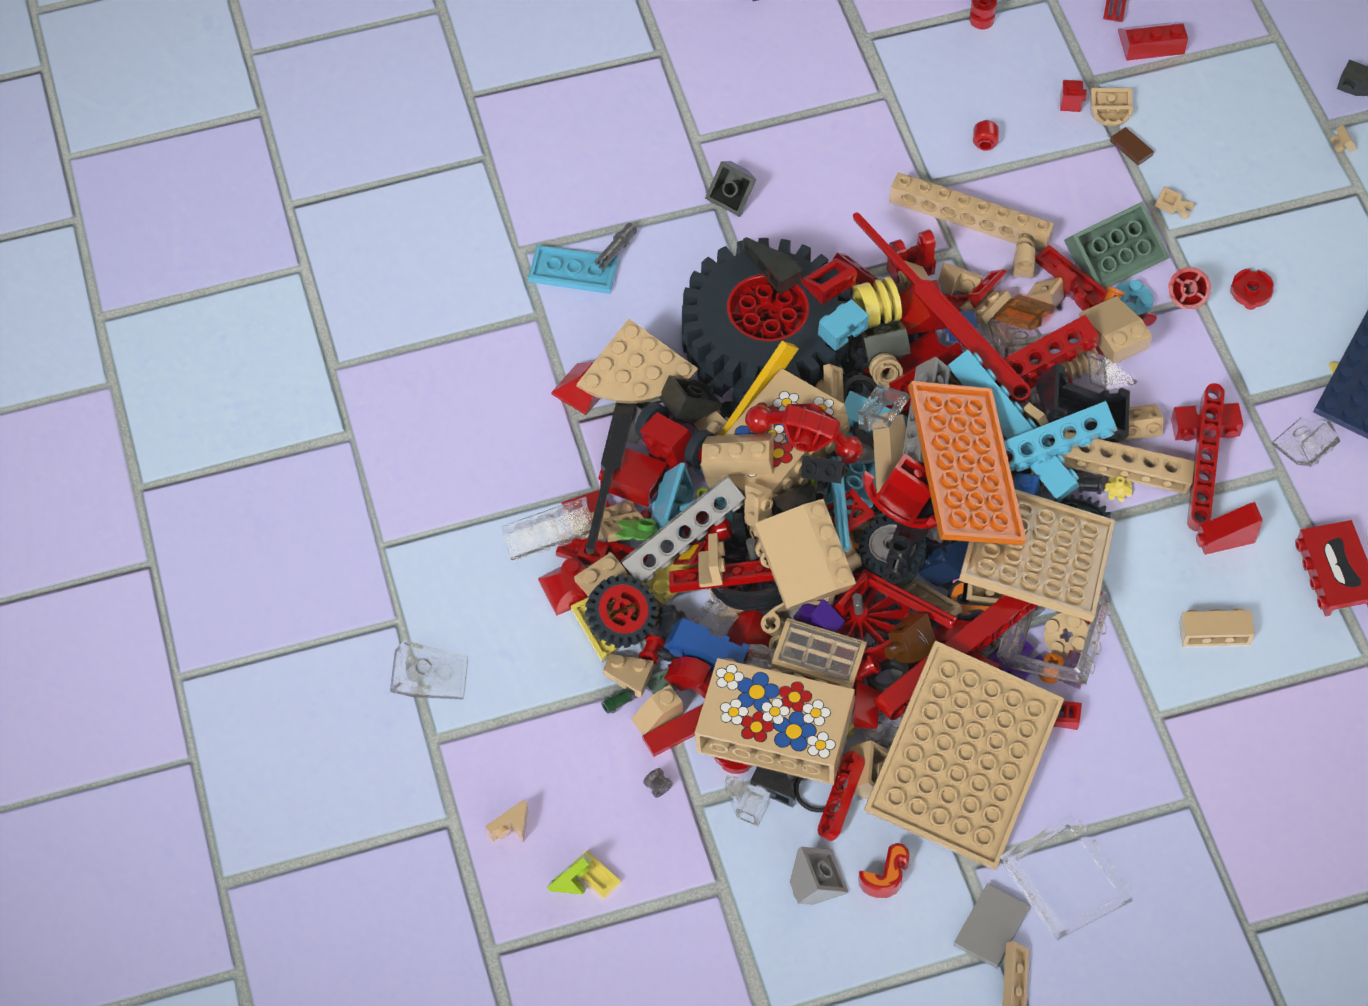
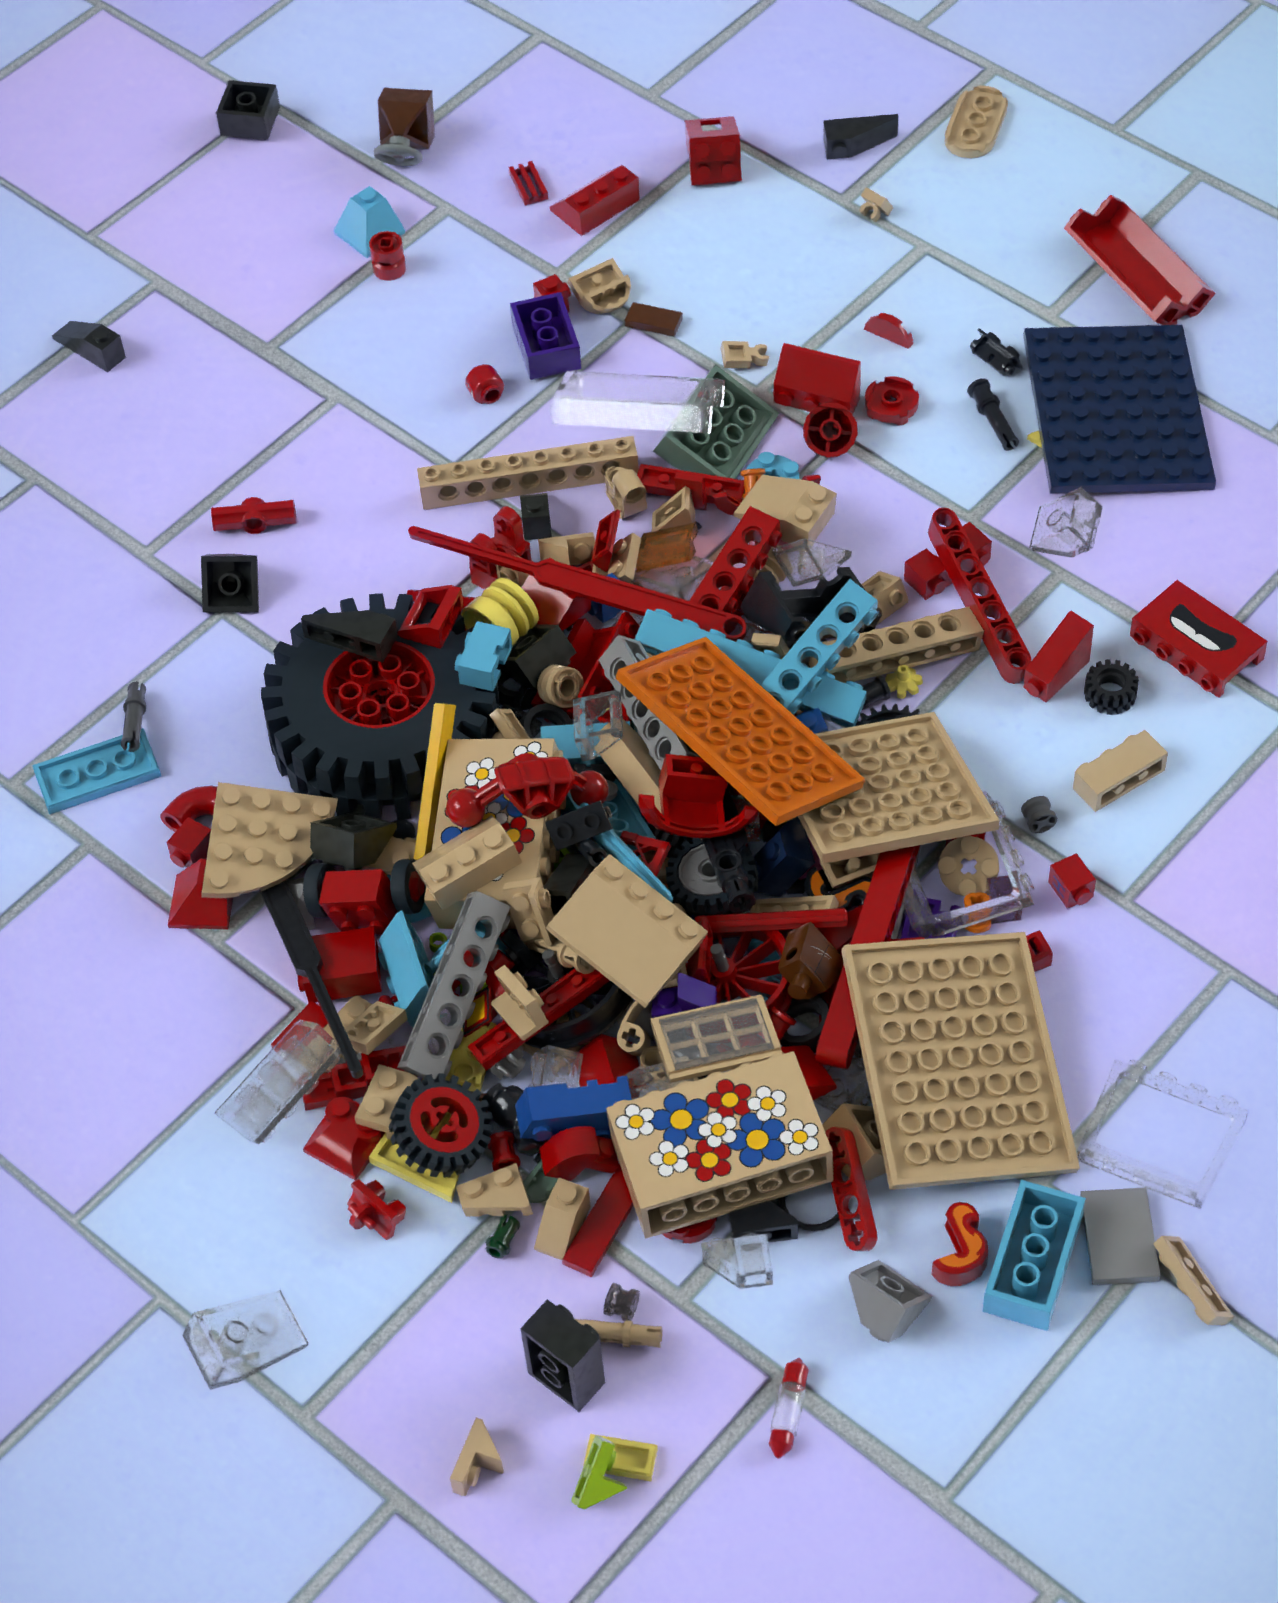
camera: 30 degrees left, 5 degrees down
(548, 639) = (371, 1211): none -> red hips
(593, 346) = (189, 843): none -> red brick
(597, 792) = (563, 1354): none -> pearl dark grey brick
(609, 323) = (190, 804): none -> red cylinder
(639, 530) = (403, 1015): bright green plate -> none
(647, 802) = (626, 1333): none -> tan pin
(692, 597) = (510, 1065): none -> light grey gear
(712, 905) = (788, 1408): none -> piece
(777, 149) = (253, 515): none -> red piece
(925, 904) = (1033, 1255): none -> medium azure brick
(956, 244) = (535, 516): none -> pearl dark grey slope
(1047, 121) = (545, 336): none -> dark purple brick
(1072, 200) = (637, 401): none -> clear panel
(1129, 683) = (1072, 881): none -> red brick
(1140, 627) = (1039, 814): none -> dark grey wheel
(1206, 249) = (815, 377): none -> red slope
(1255, 47) = (713, 153): none -> red brick
(1255, 557) = (1111, 699): none -> black tyre
(1287, 235) = (889, 328): none -> red tile
(1316, 328) = (989, 406): none -> black pin
(1347, 285) = (1004, 358): none -> black hinge

